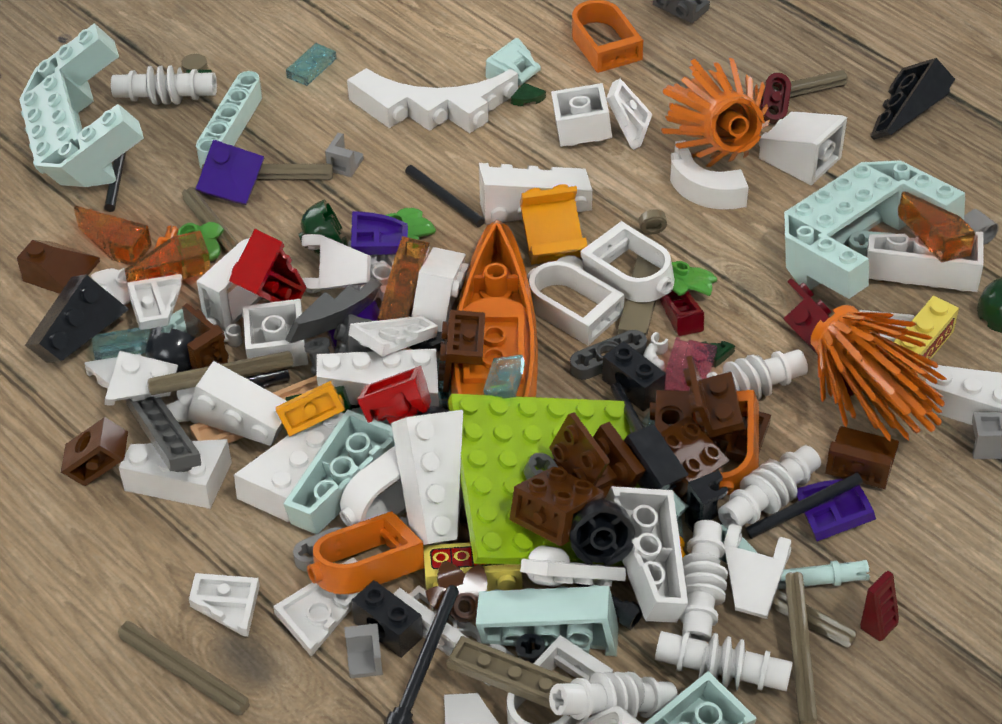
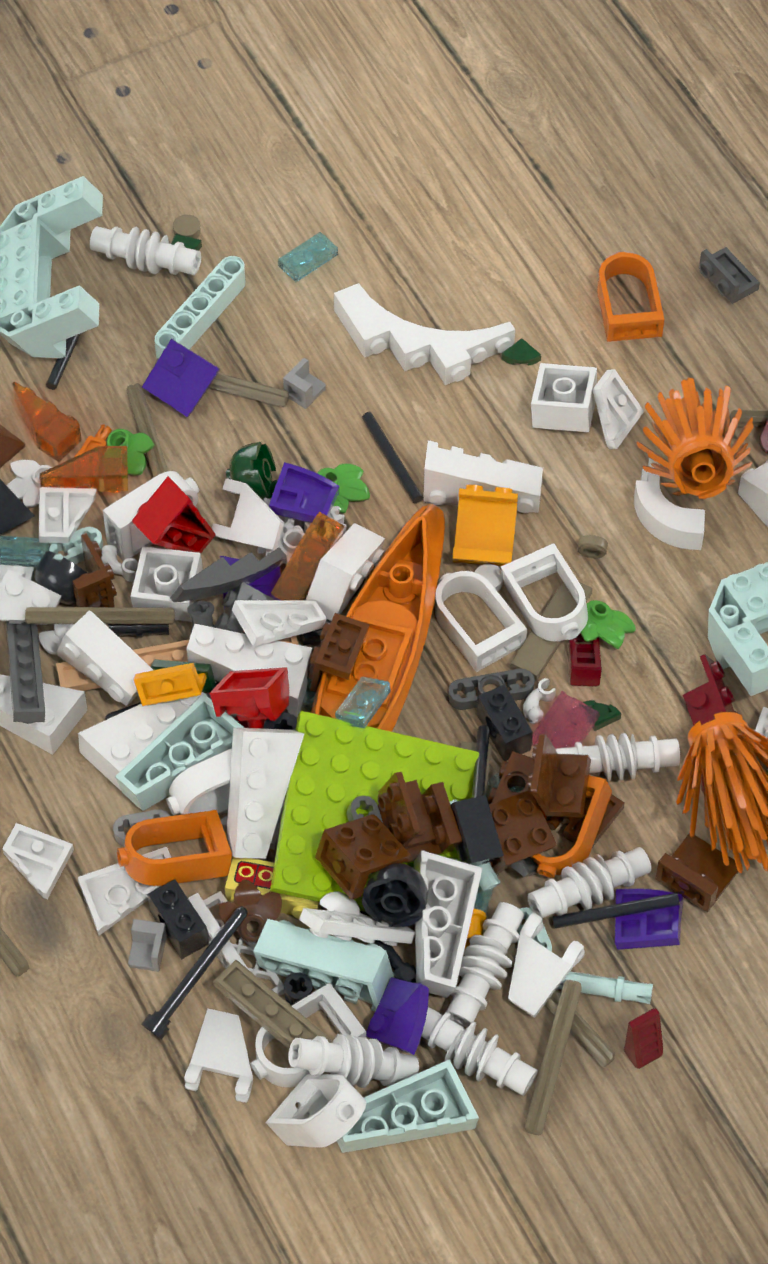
camera: 15 degrees right, 10 degrees up
(514, 57) = (517, 307): light aqua piece -> none
(643, 643) = (400, 1015): none -> dark purple plate
(703, 498) = (517, 880): black hinge -> none

